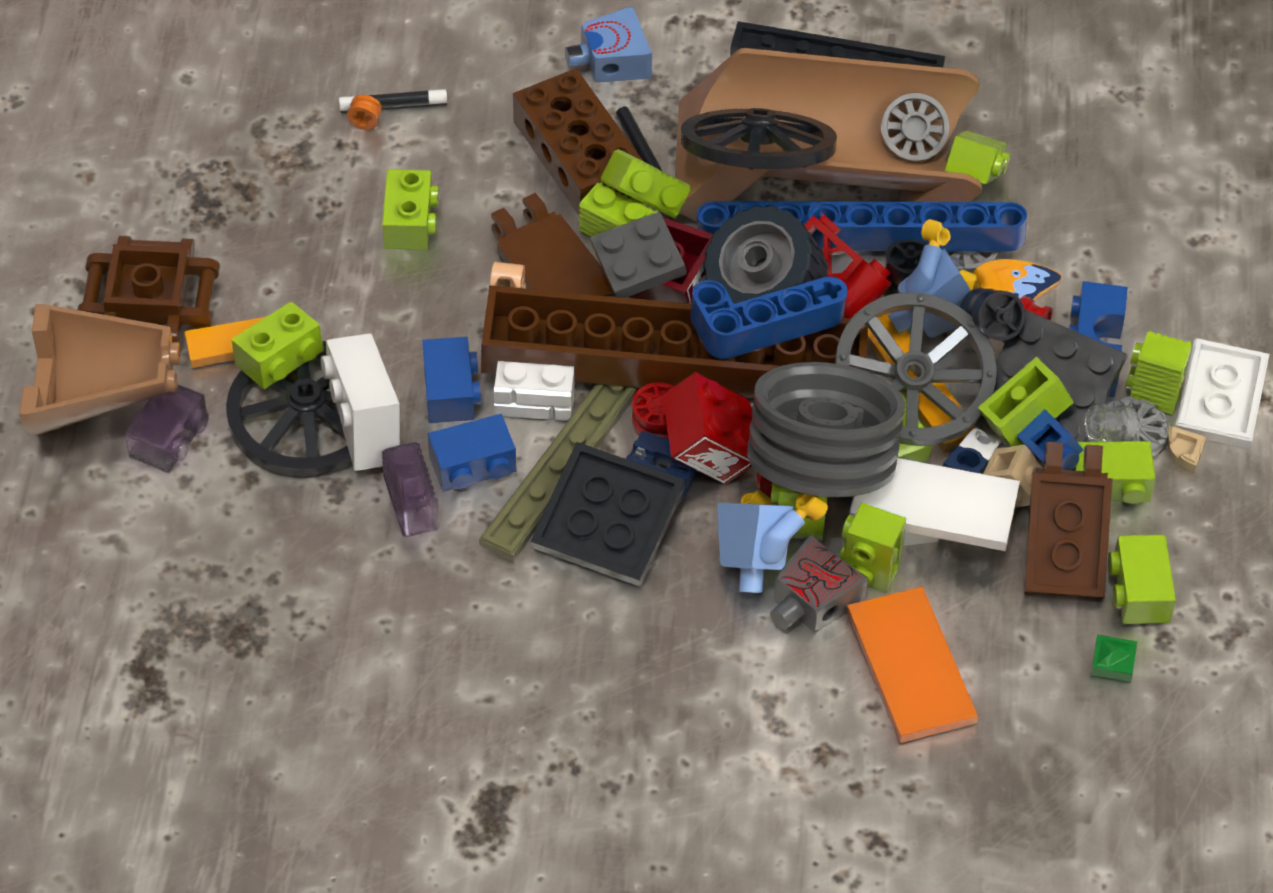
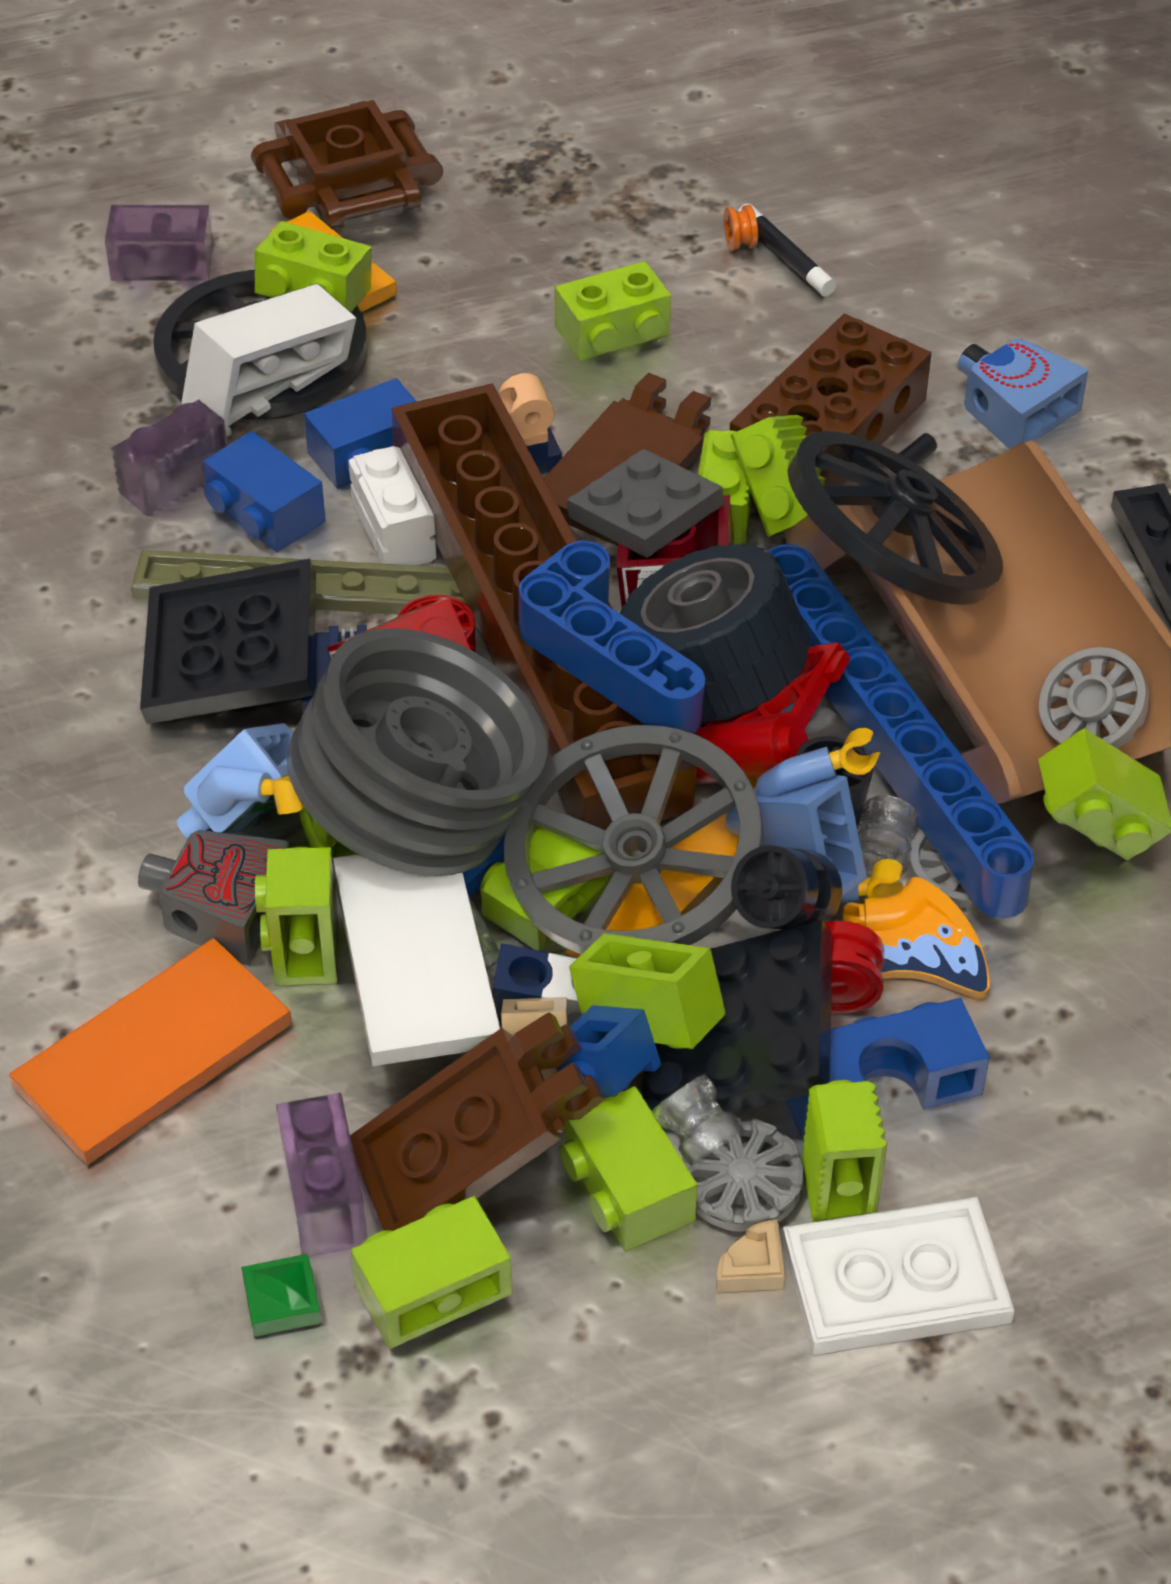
camera: 65 degrees right, 5 degrees down
(94, 367) = (182, 158): medium nougat cone -> none
(1053, 607) = (322, 1174): none -> clear purple brick

